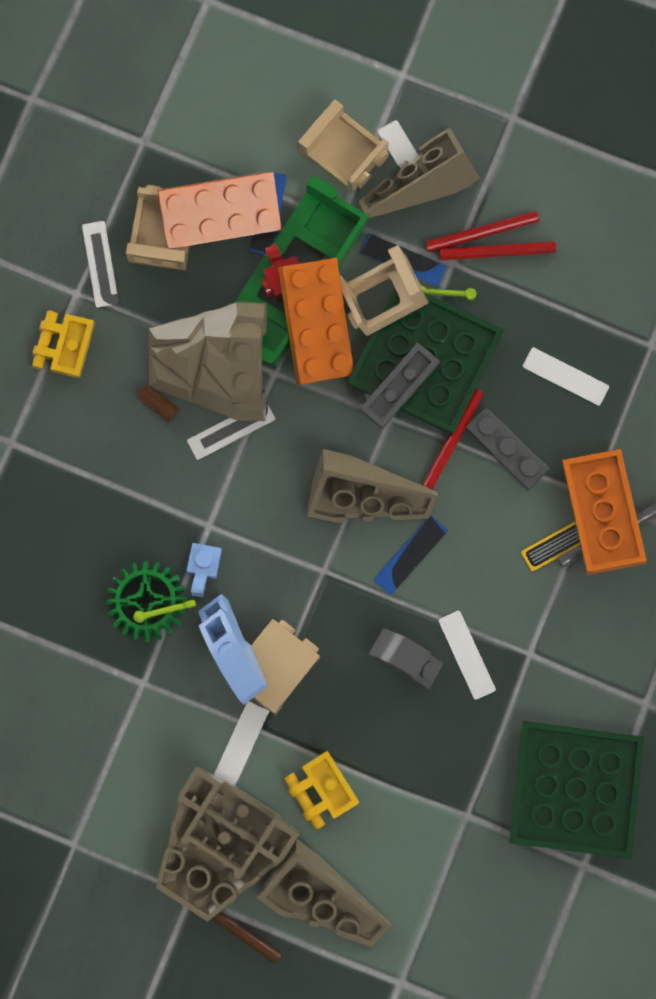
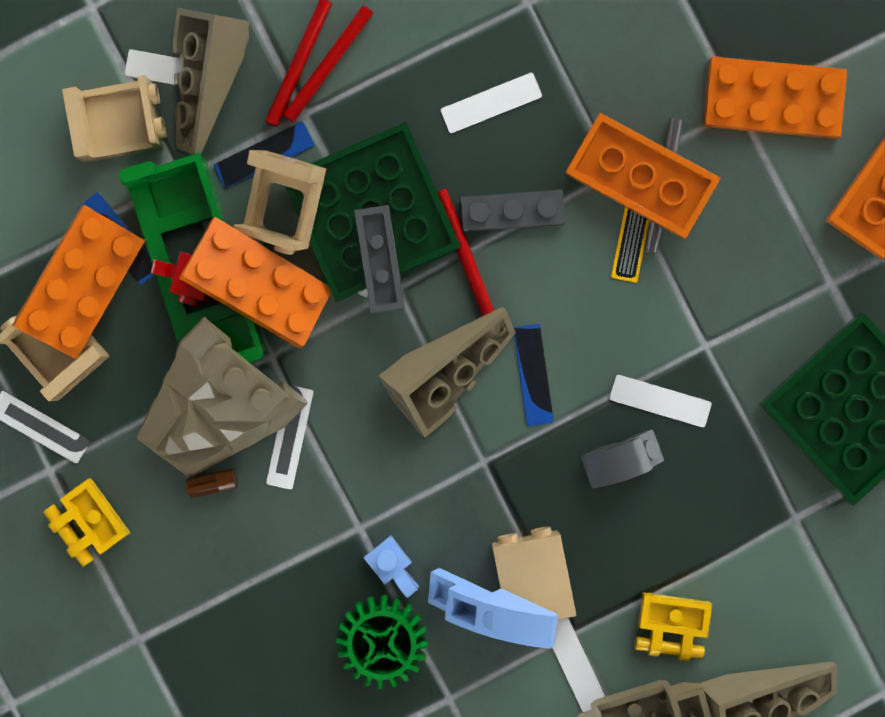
camera: 45 degrees left, 10 degrees up
(140, 616) = (393, 663): lime hinge -> none
(469, 294) = (346, 123): lime hinge -> none

